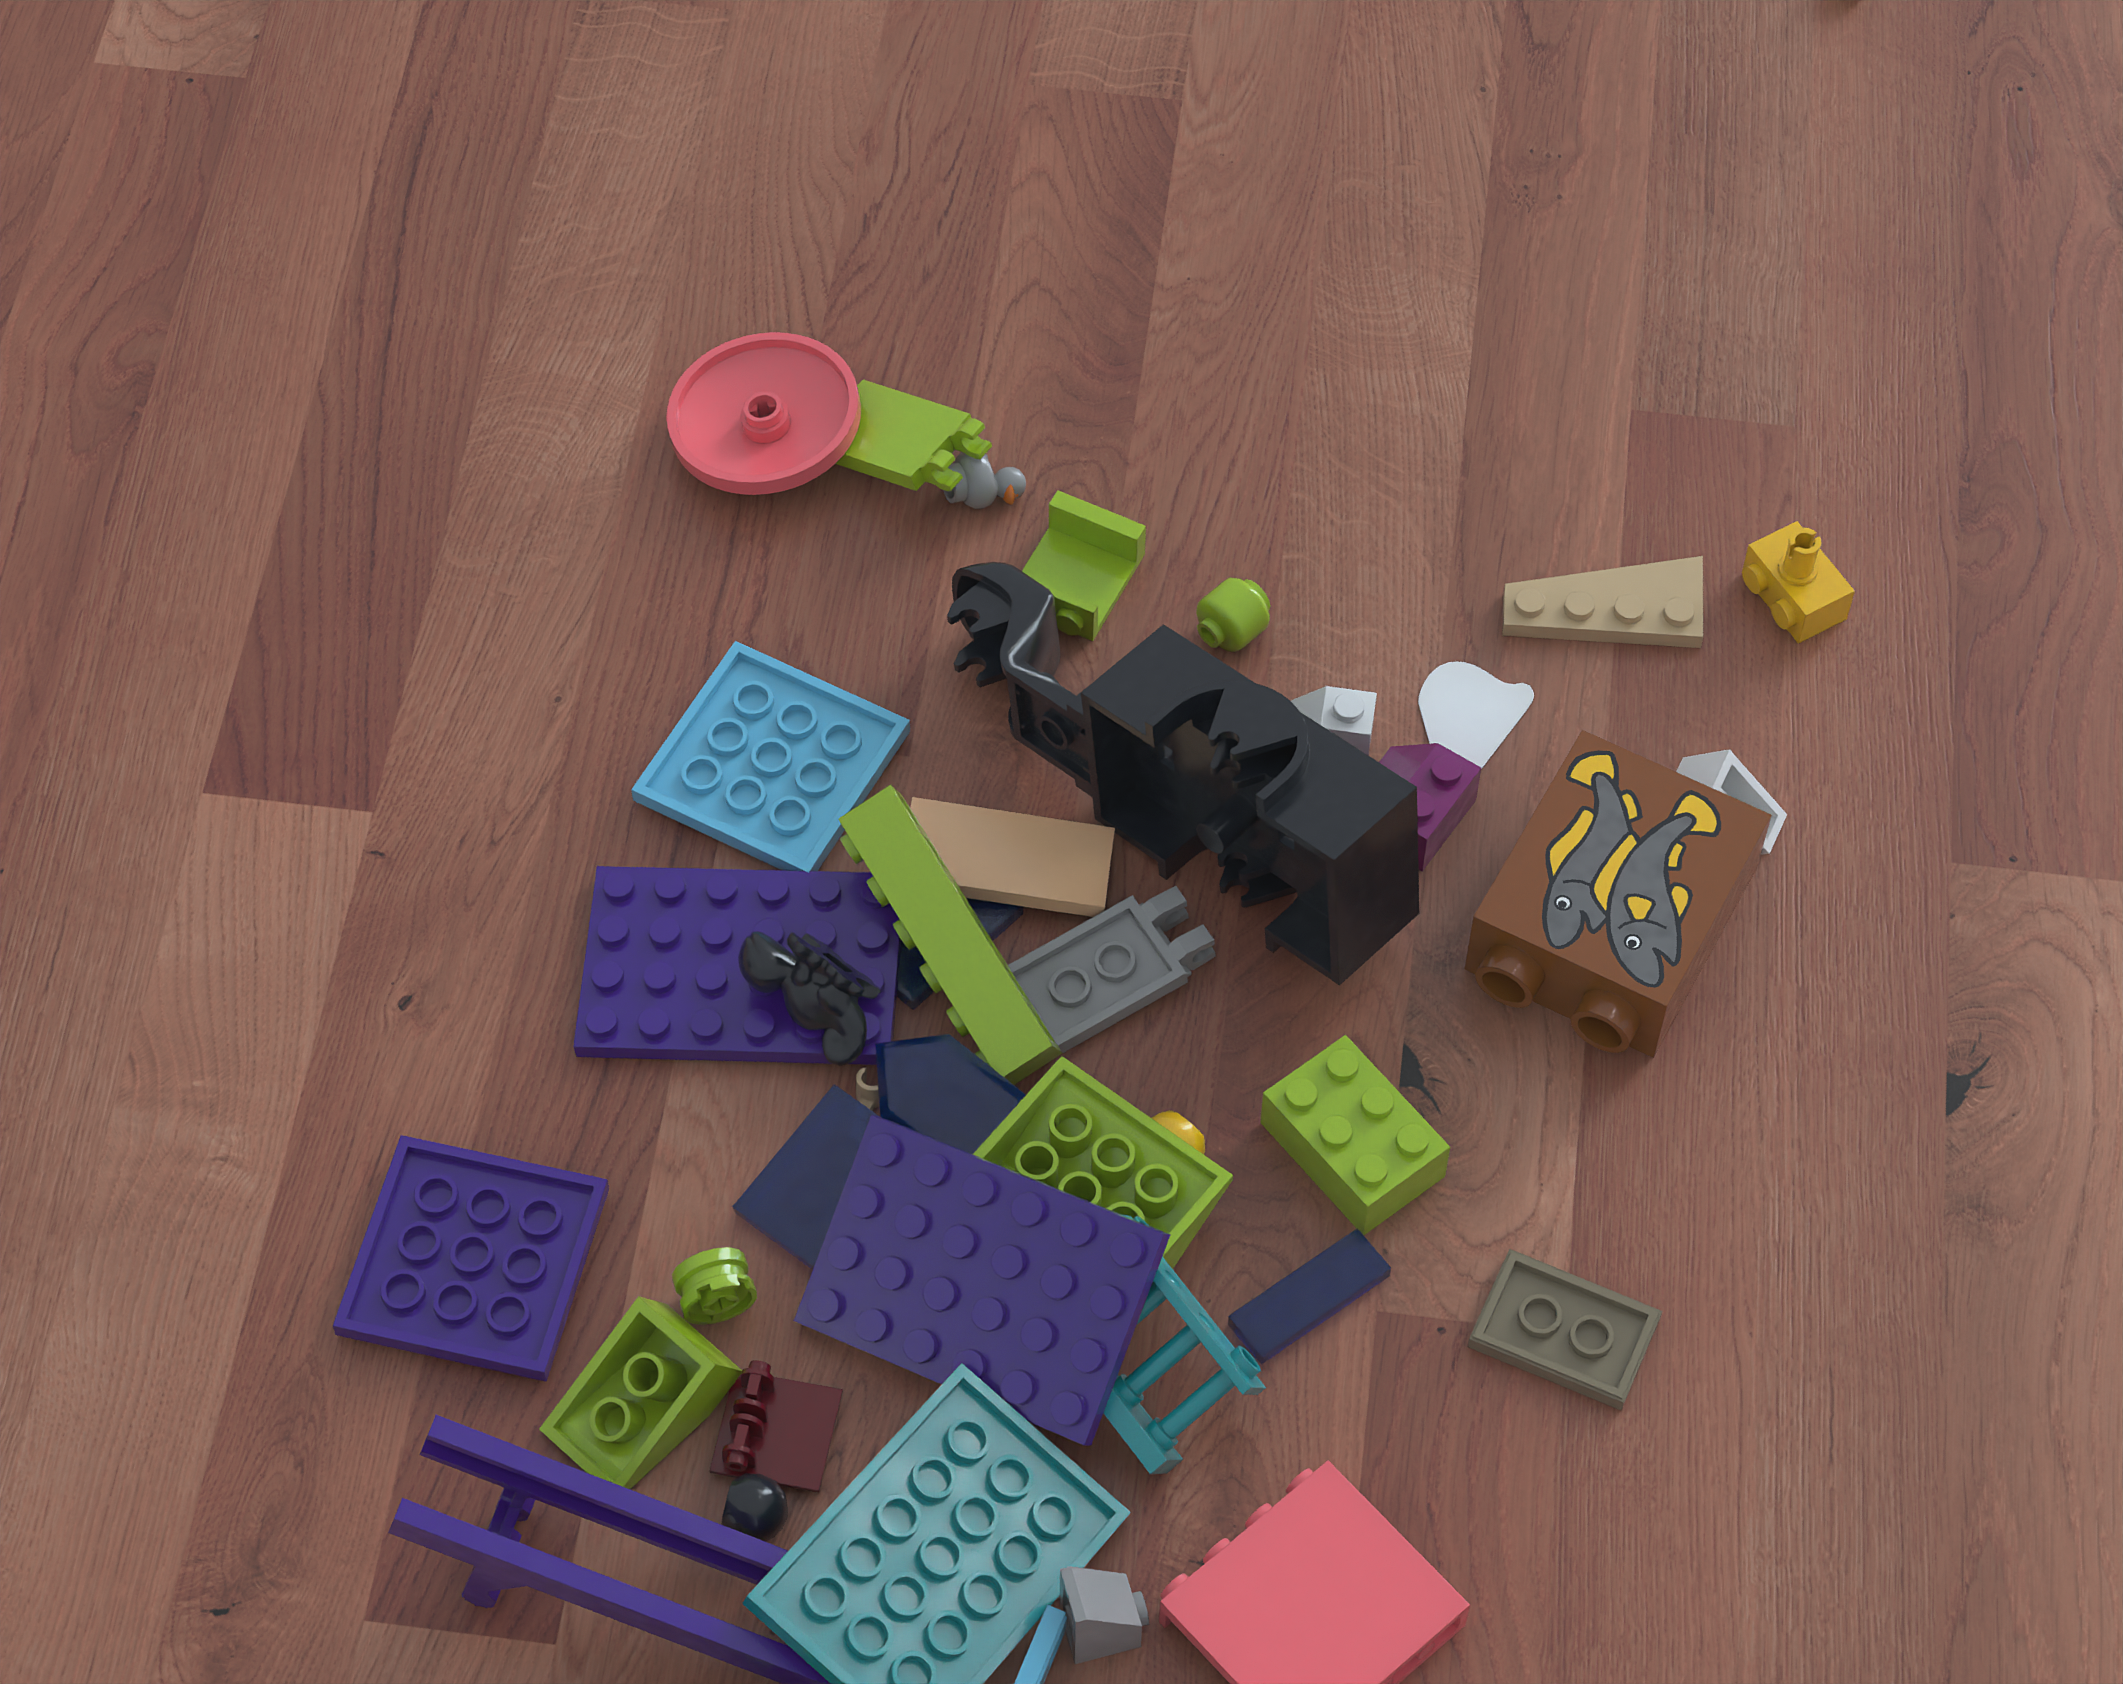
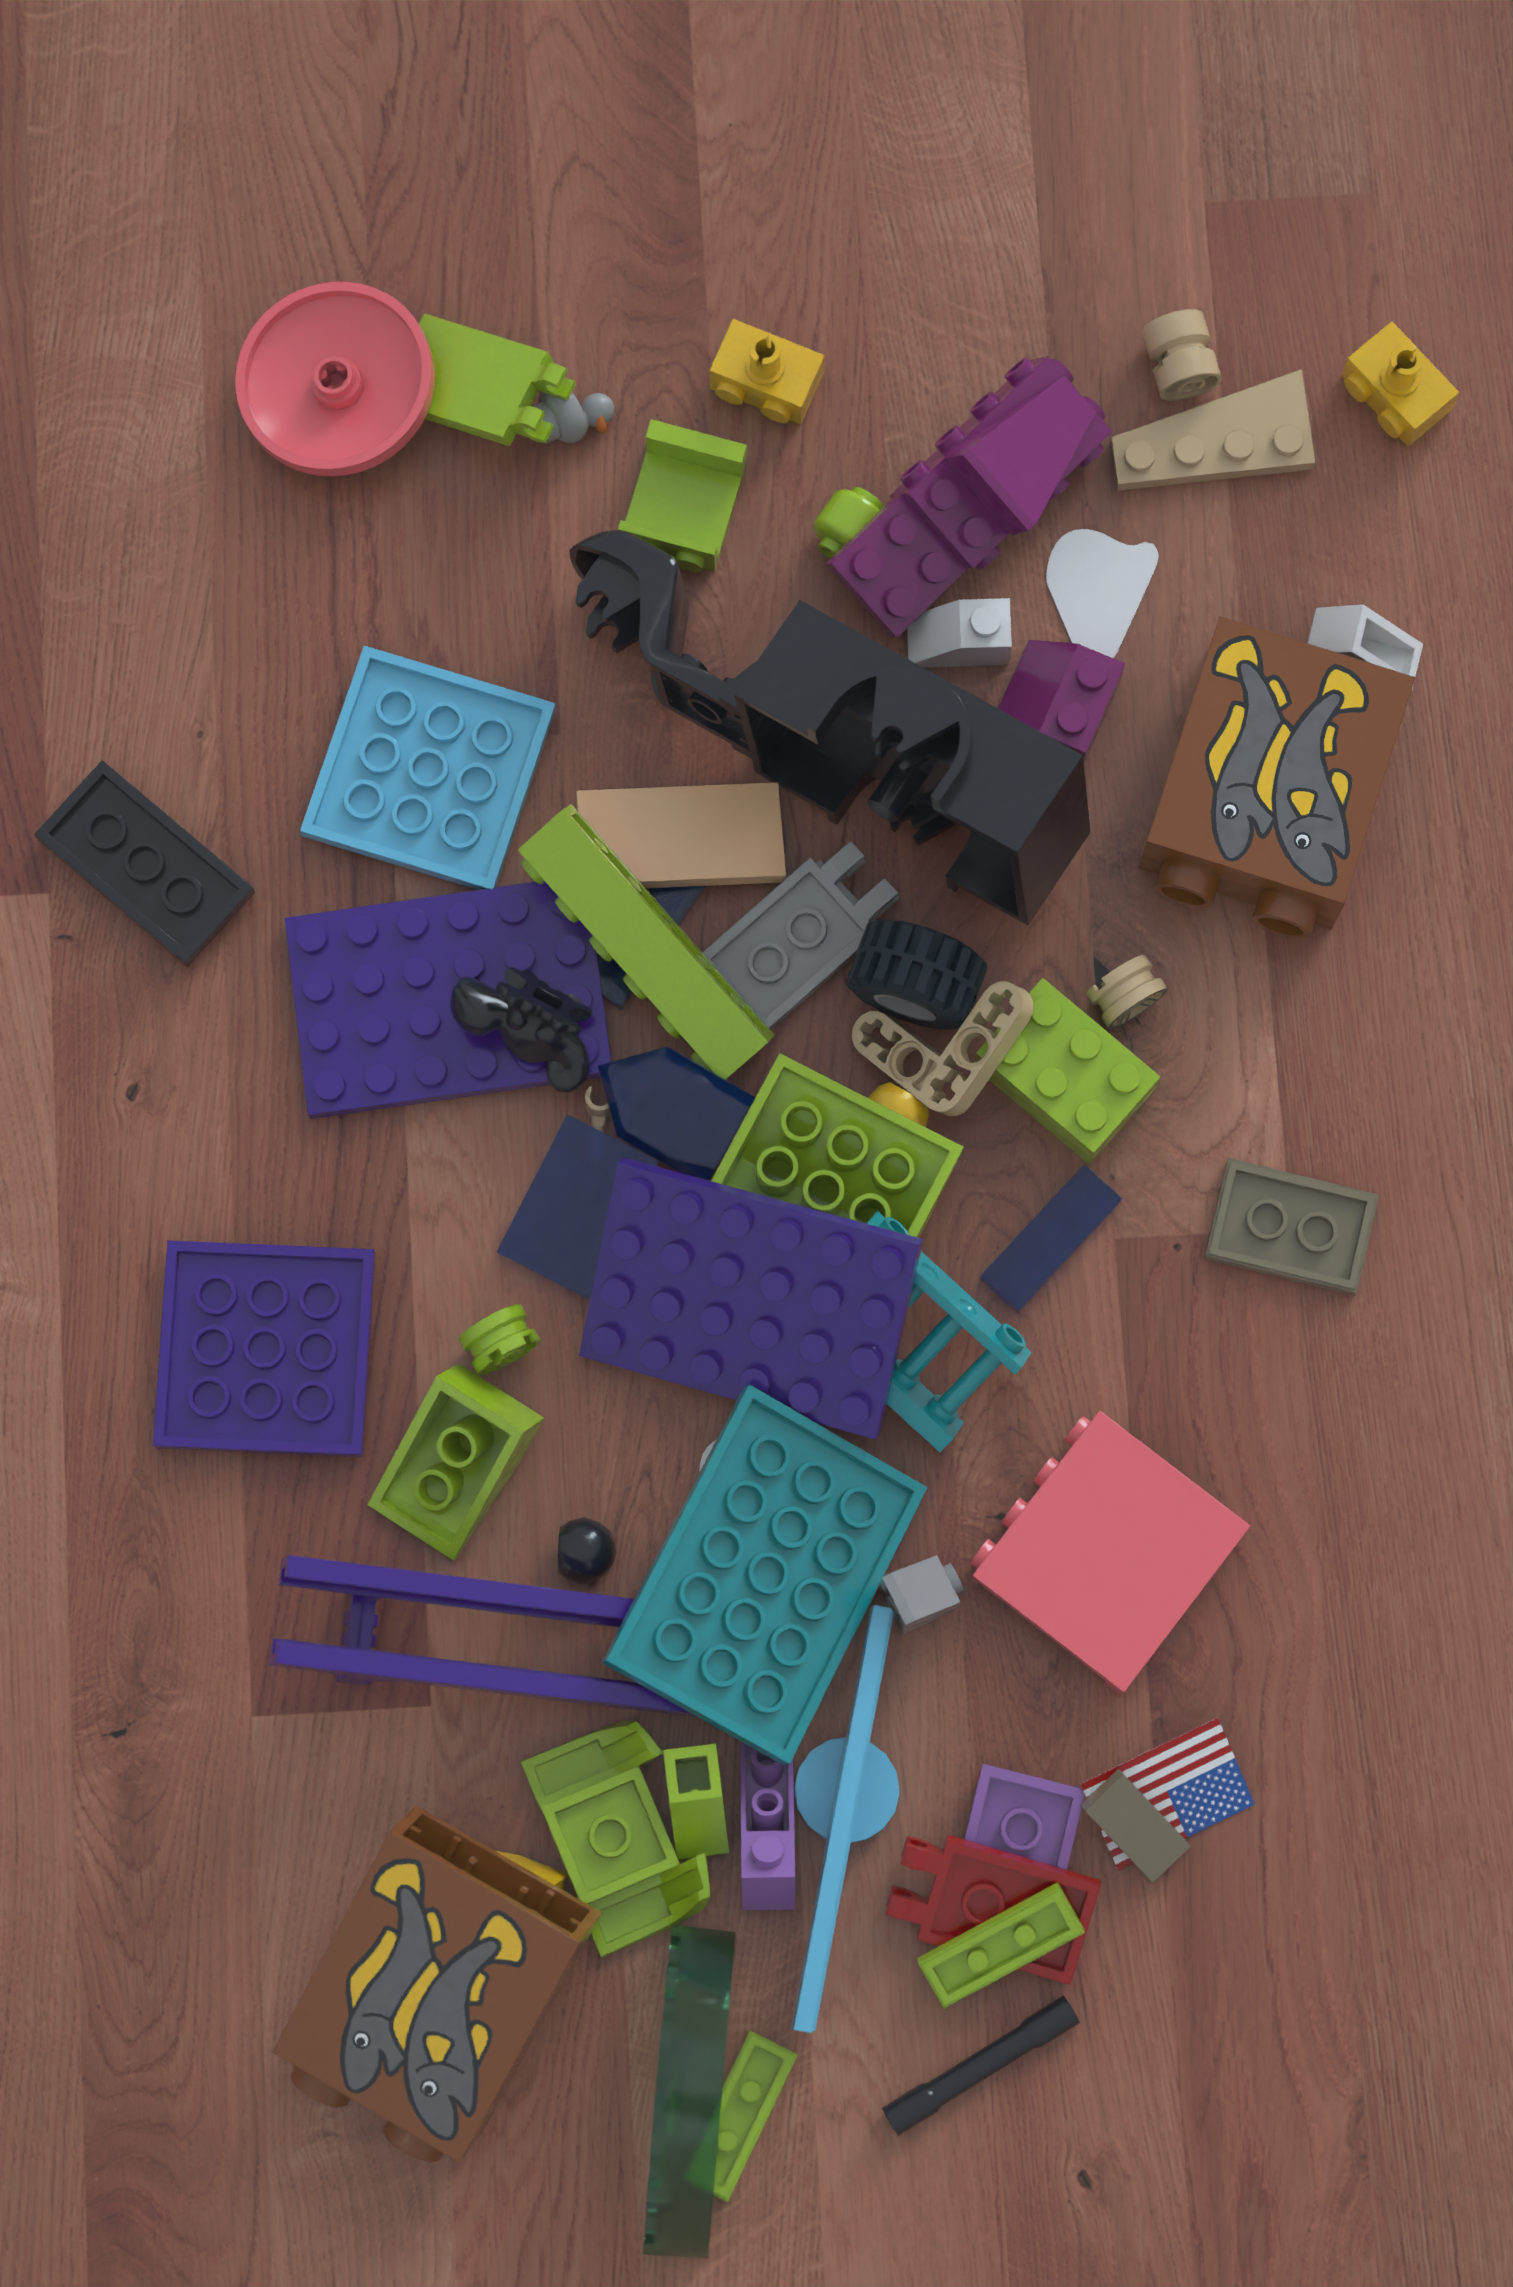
camera: 10 degrees left, 20 degrees up
(473, 796) = (144, 863): none -> black plate
(776, 1429) = (586, 1465): dark red hinge -> none
(1179, 474) = (766, 373): none -> yellow brick
(1217, 1009) = (916, 974): none -> black wheel
(1226, 1102) = (938, 1067): none -> tan beam
(1361, 596) = (972, 492): none -> magenta wedge
(1431, 1069) = (1127, 991): none -> tan wheel
(1585, 522) = (1179, 347): none -> tan wheel

